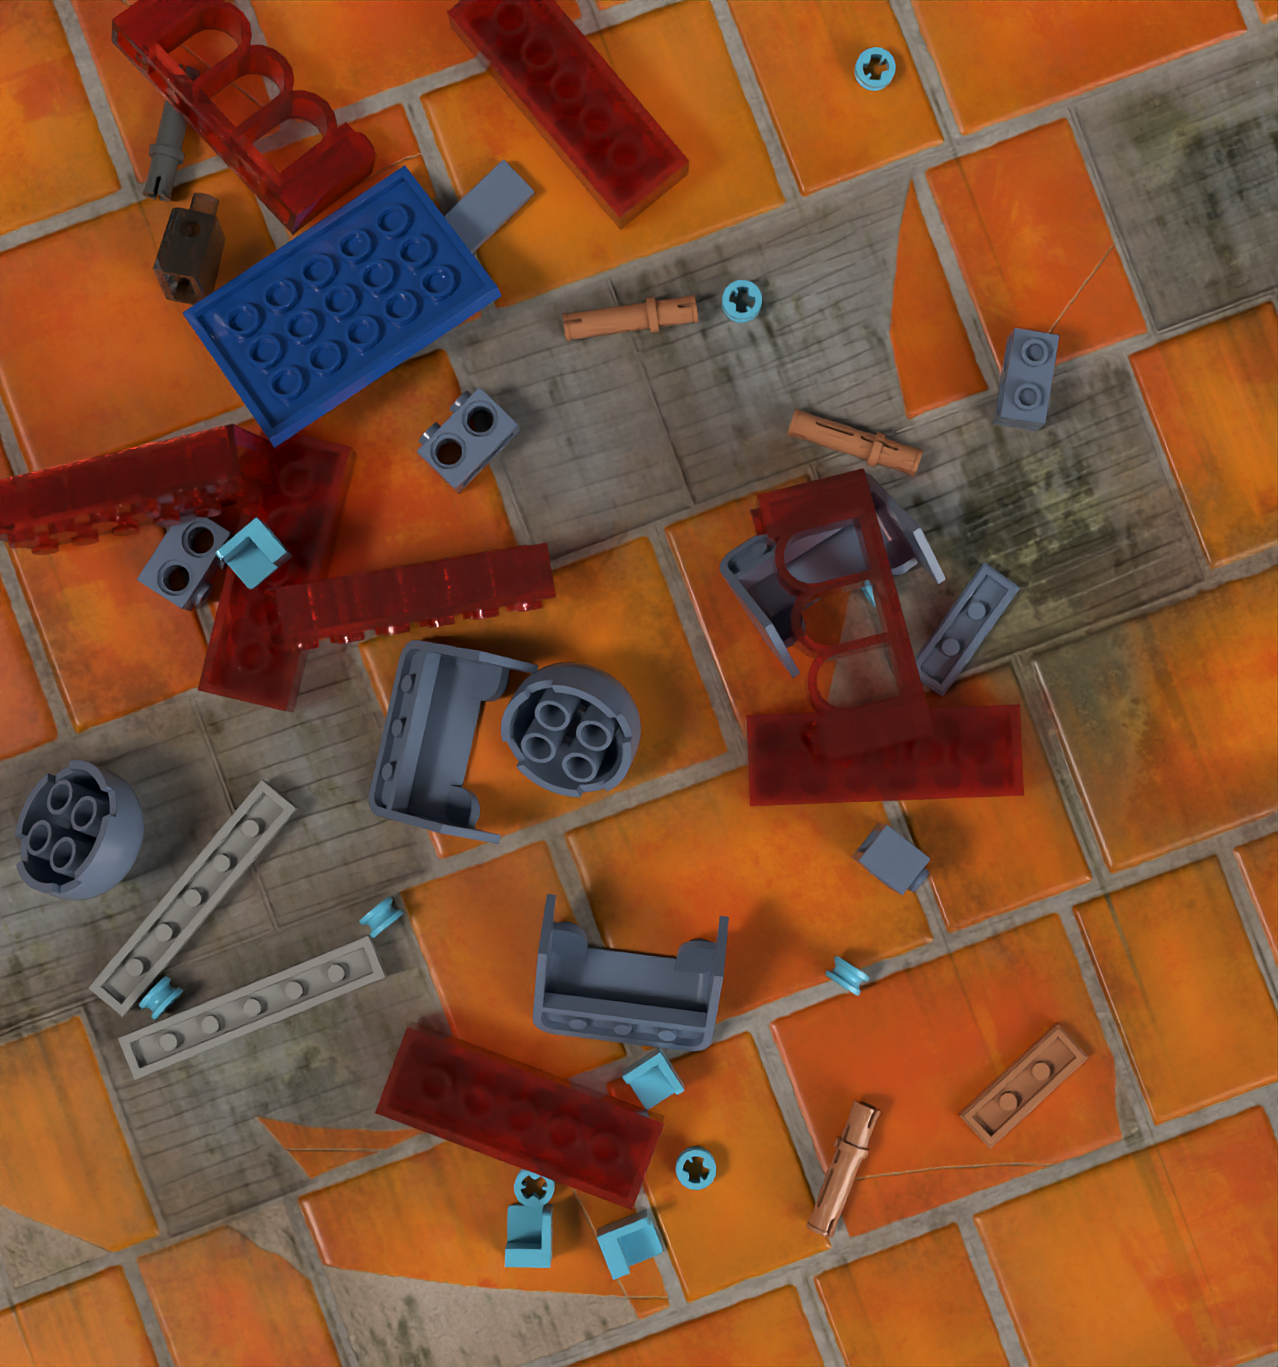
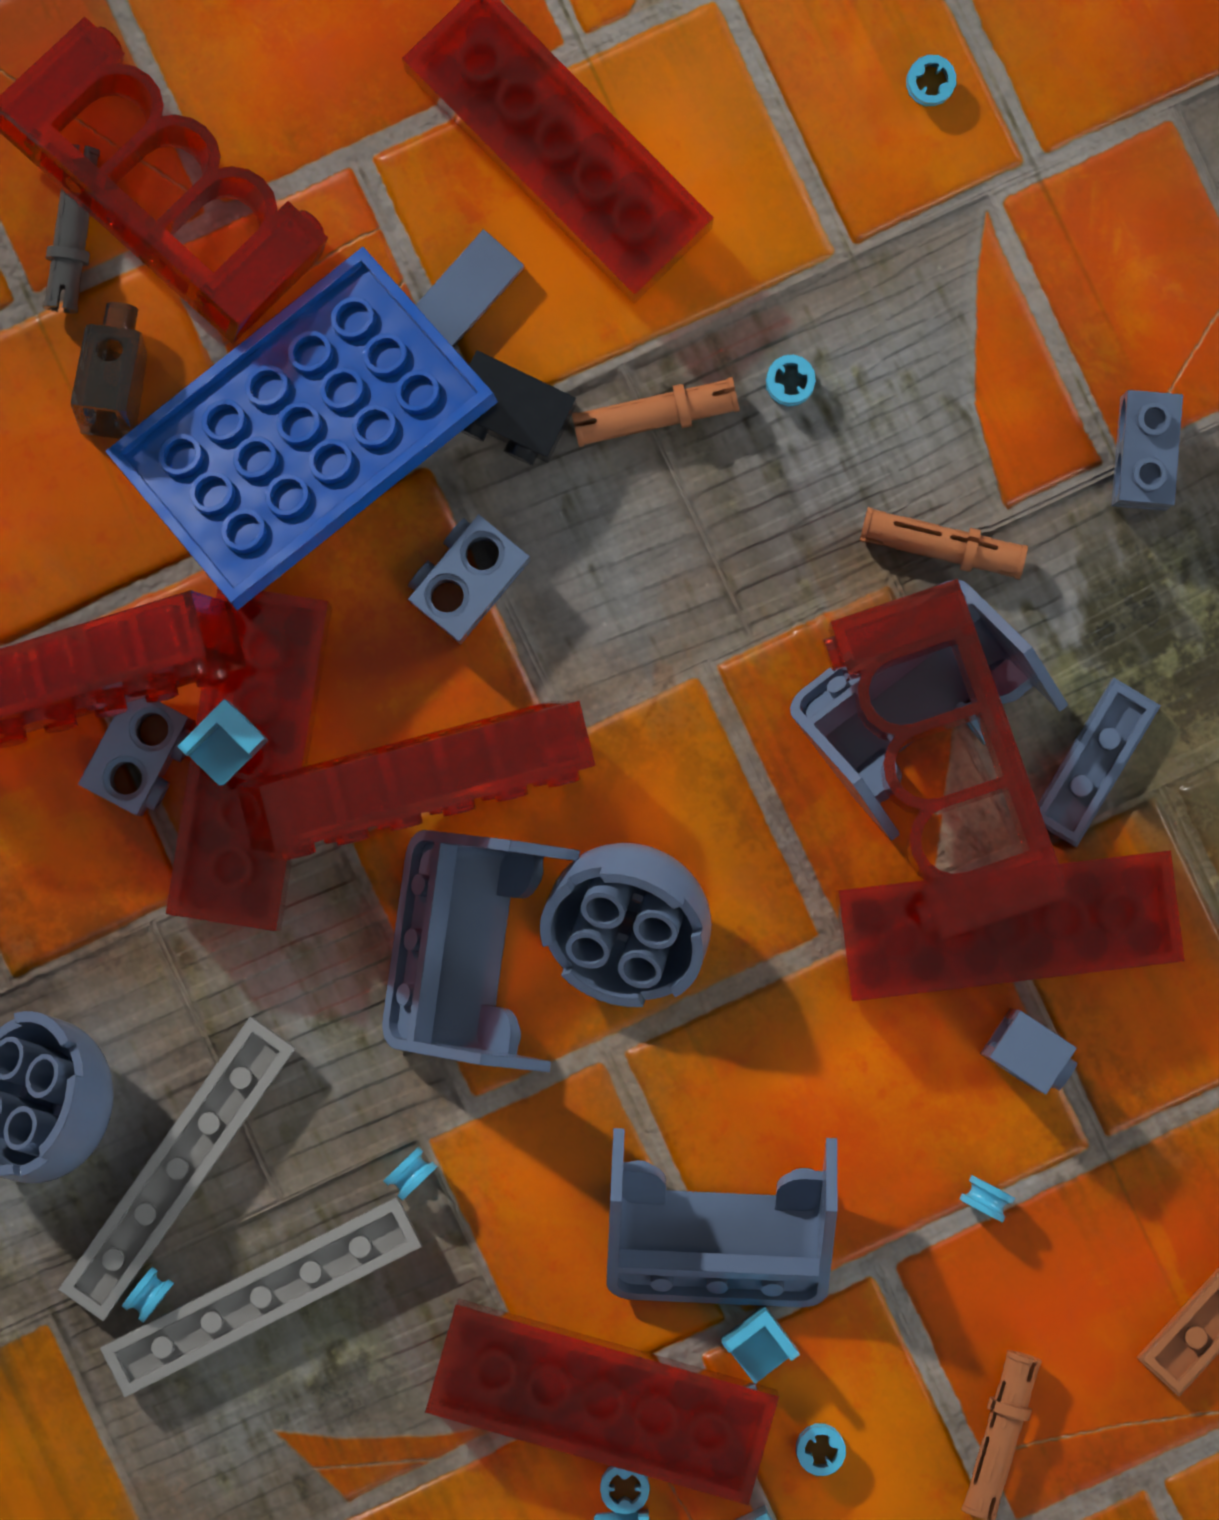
camera: 10 degrees left, 0 degrees up
(523, 311) = (527, 413): none -> black brick

